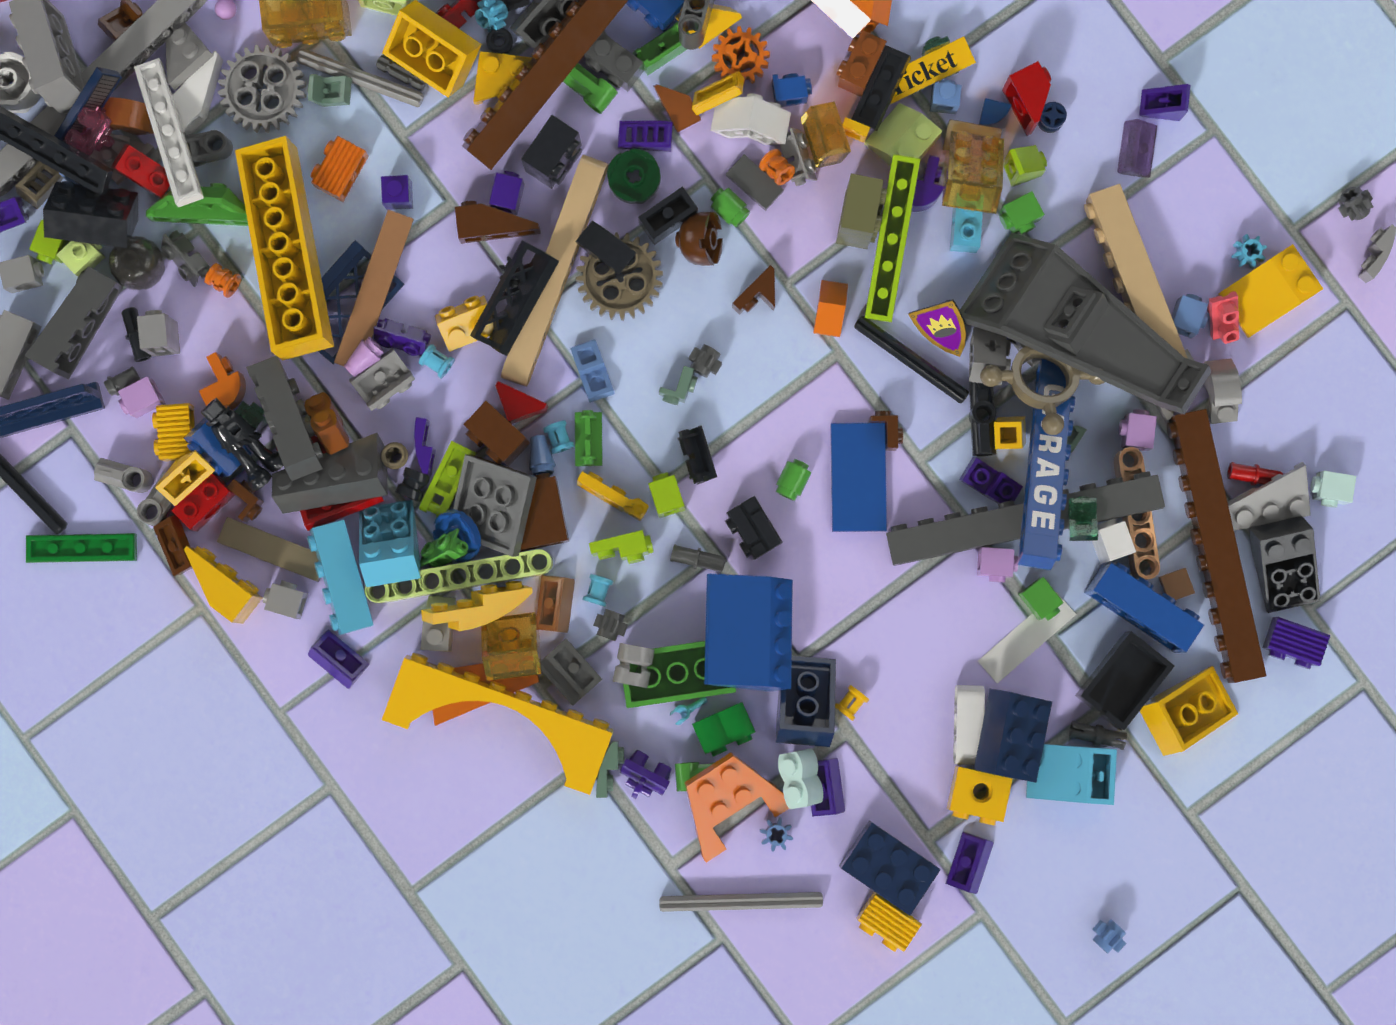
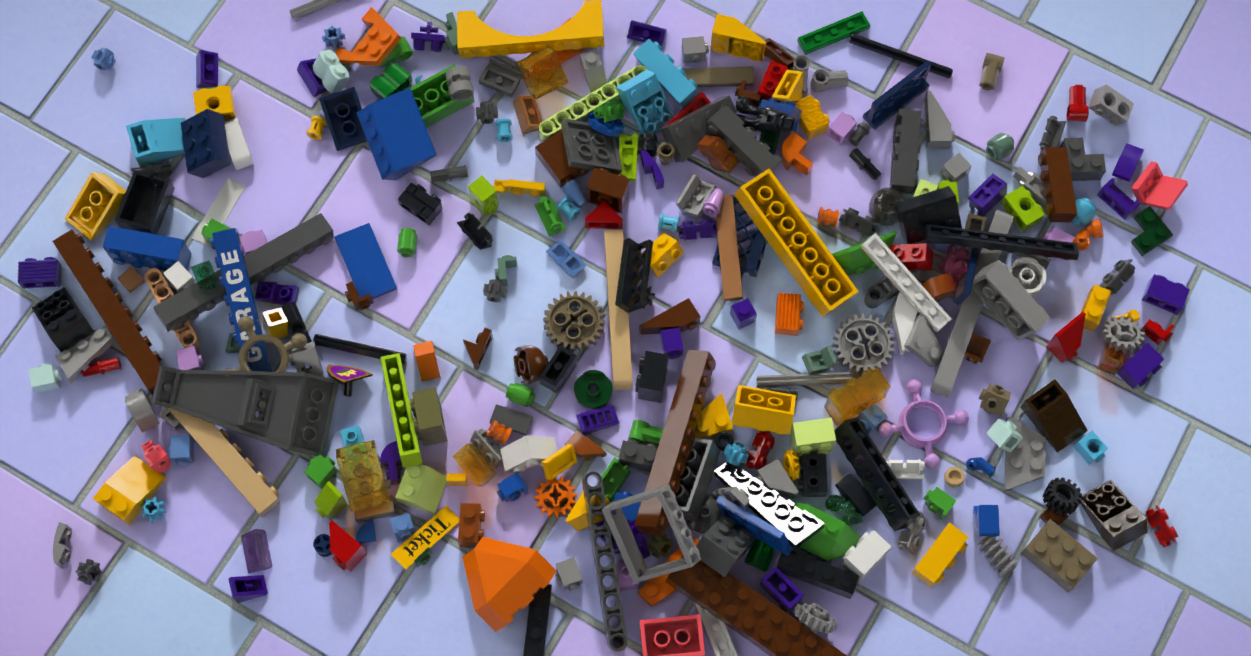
camera: 155 degrees right, 15 degrees down
(158, 334) = (849, 164): light grey brick -> none
(482, 608) = (568, 86): yellow slope -> none
(605, 247) = (588, 327): black slope -> none
(630, 546) = (496, 158): lime plate -> none
(881, 87) = (449, 514): black plate -> none
(889, 867) = (255, 44): dark blue brick -> none
(889, 922) = (244, 16): yellow brick -> none

